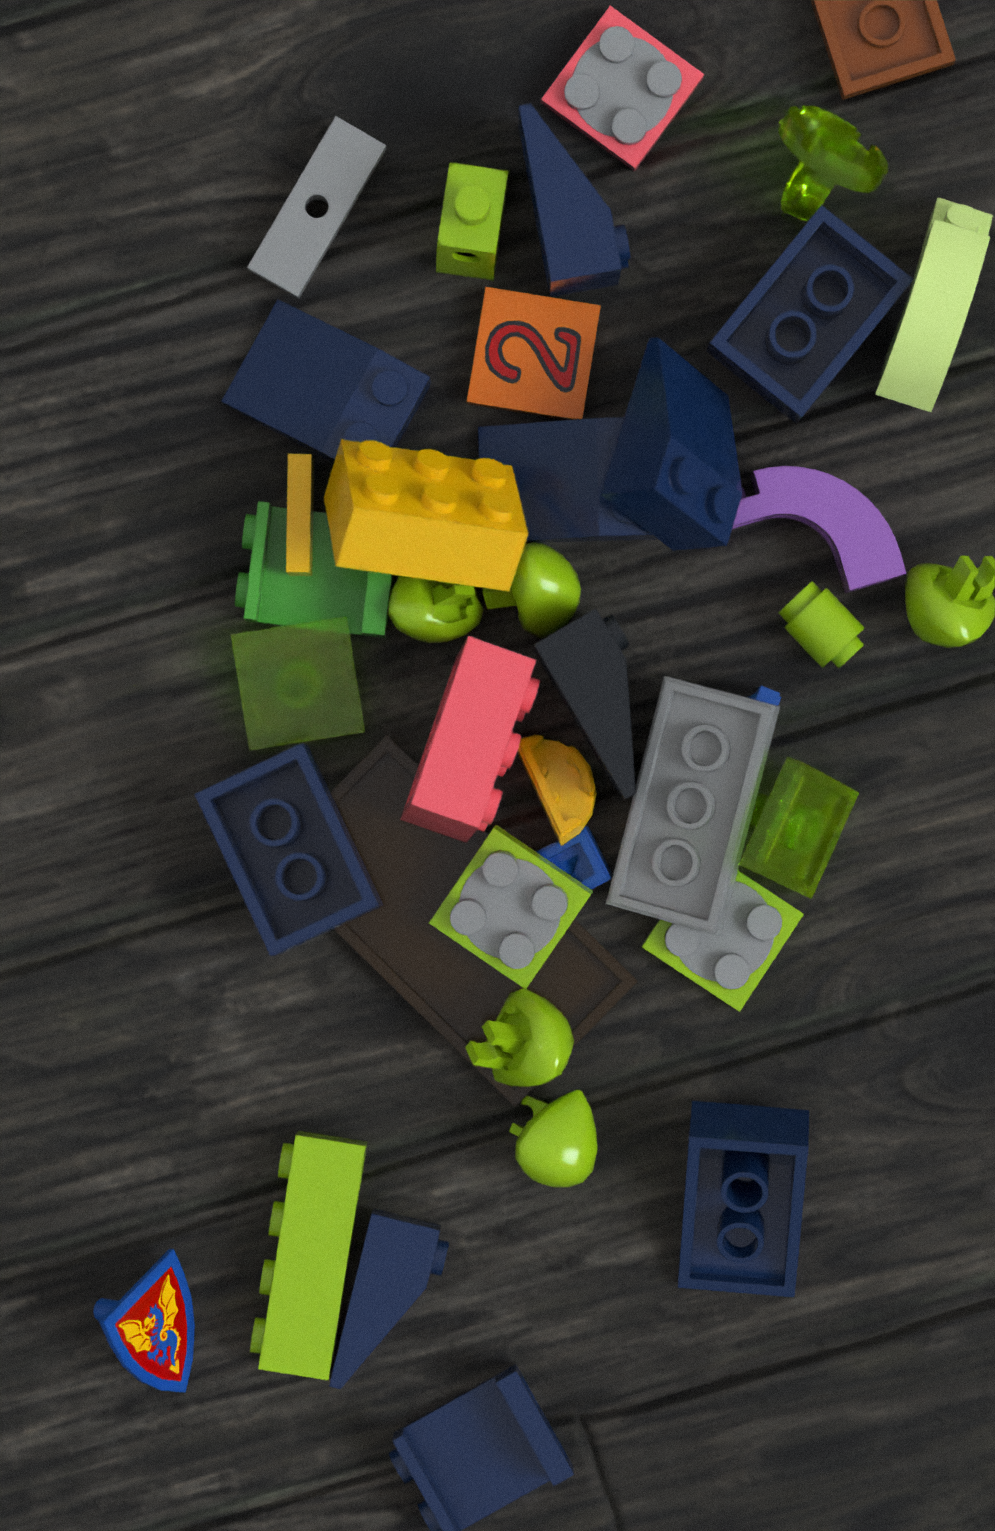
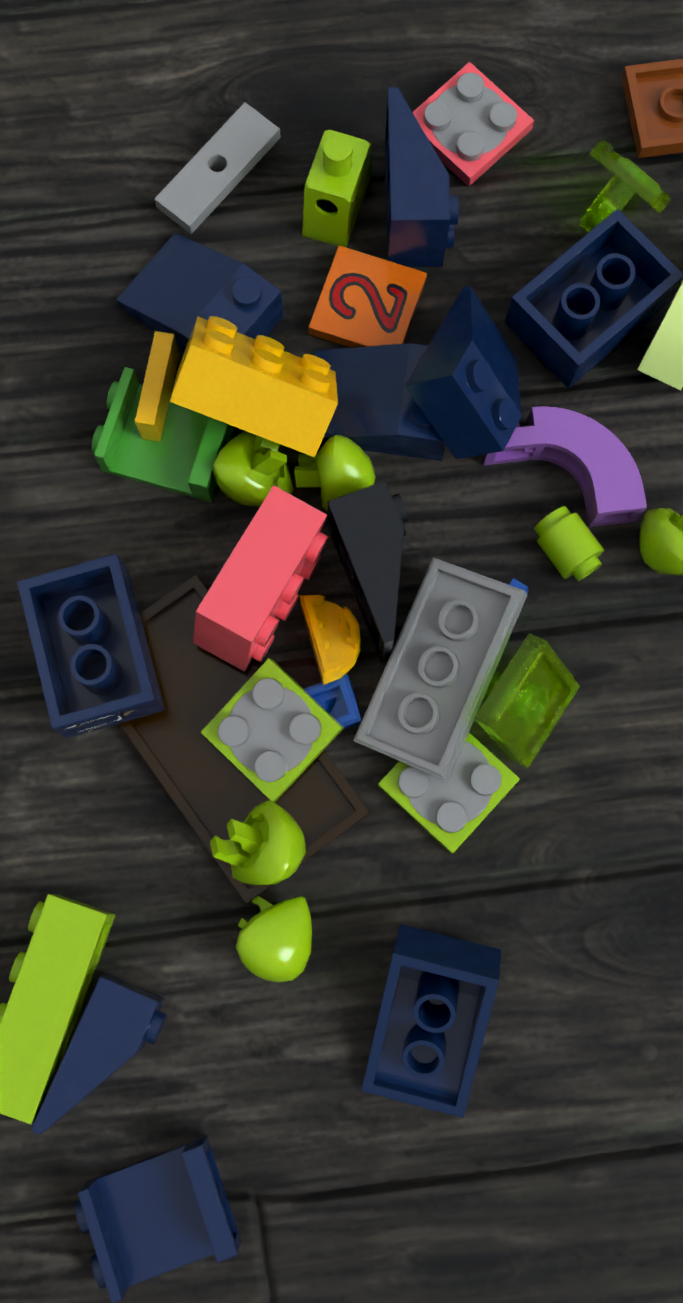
camera: 10 degrees right, 10 degrees down
(298, 682) = (133, 517): clear neon green tile -> none

